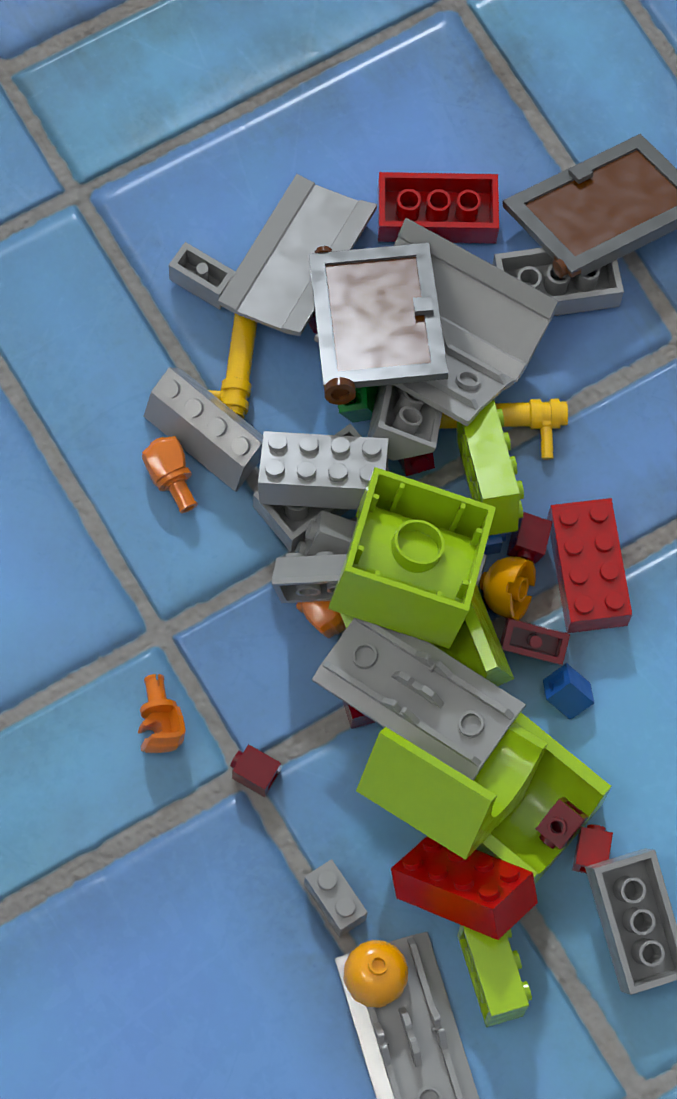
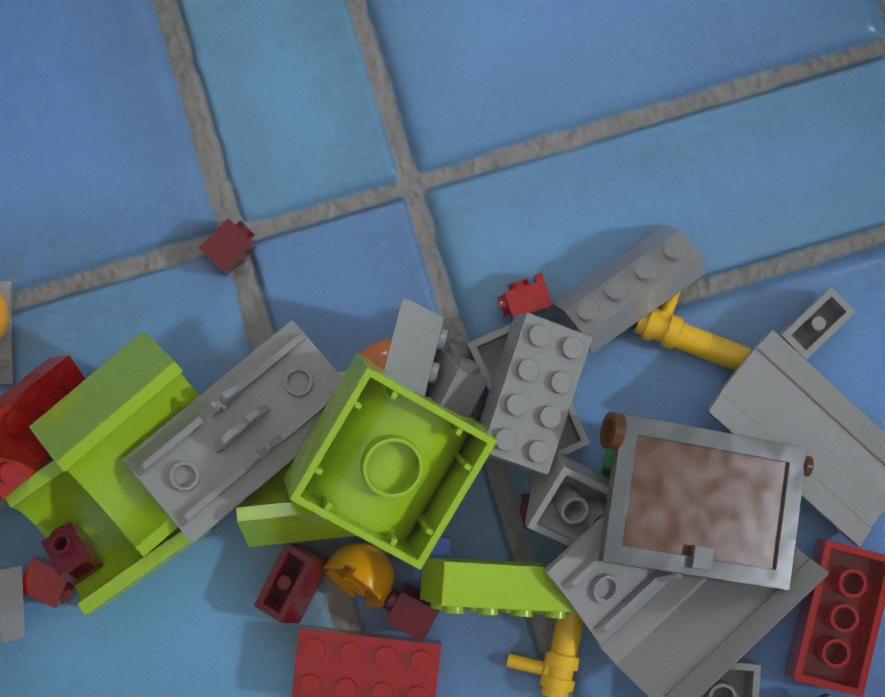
camera: 105 degrees right, 15 degrees up
(161, 717) = (310, 164): orange piece -> none
(168, 470) = (590, 231): orange piece -> none
(237, 510) = (525, 297): none -> red brick
(335, 898) = (67, 295): light grey brick -> none
(568, 691) = (230, 606): blue panel -> none

